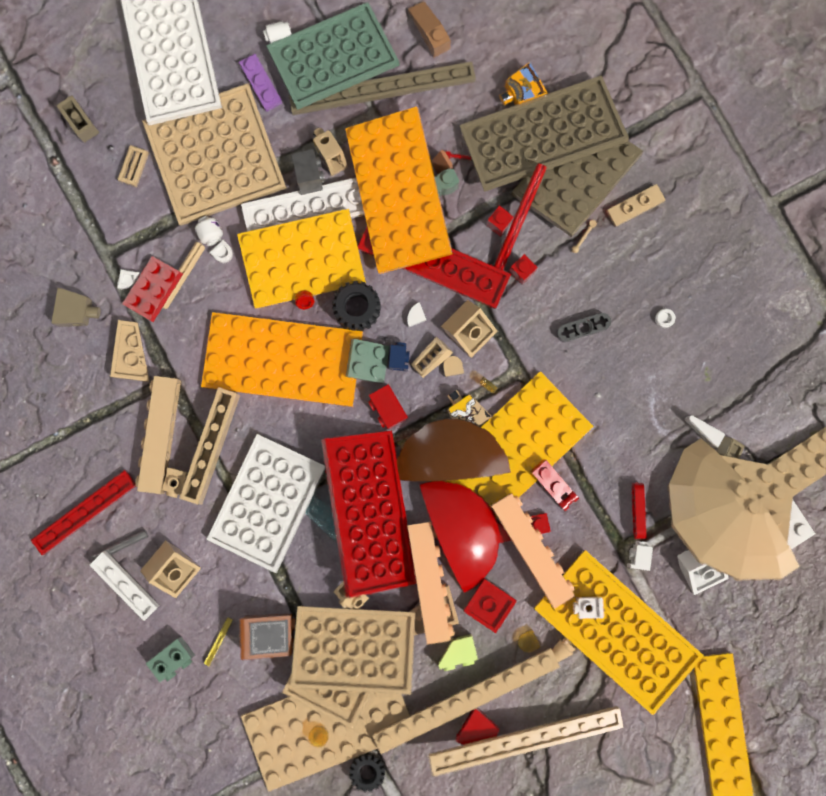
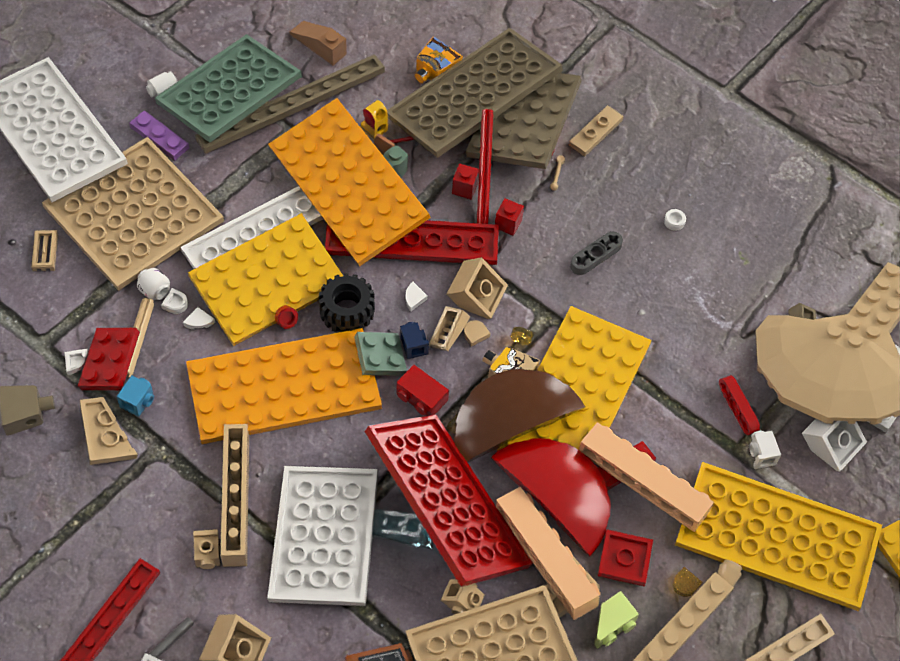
camera: 25 degrees left, 25 degrees down
(159, 434) = (169, 507): tan brick -> none
(163, 330) = (136, 395): none -> dark azure brick
(235, 276) = (198, 319): none -> white tile
(307, 172) = (243, 195): flat silver brick -> none
(329, 151) = (260, 171): tan torso -> none
(446, 133) = (375, 117): none -> yellow leg
(554, 484) = (638, 408): plate -> none
(581, 603) = (744, 514): white brick -> none
(707, 432) = (766, 304): white slope -> none

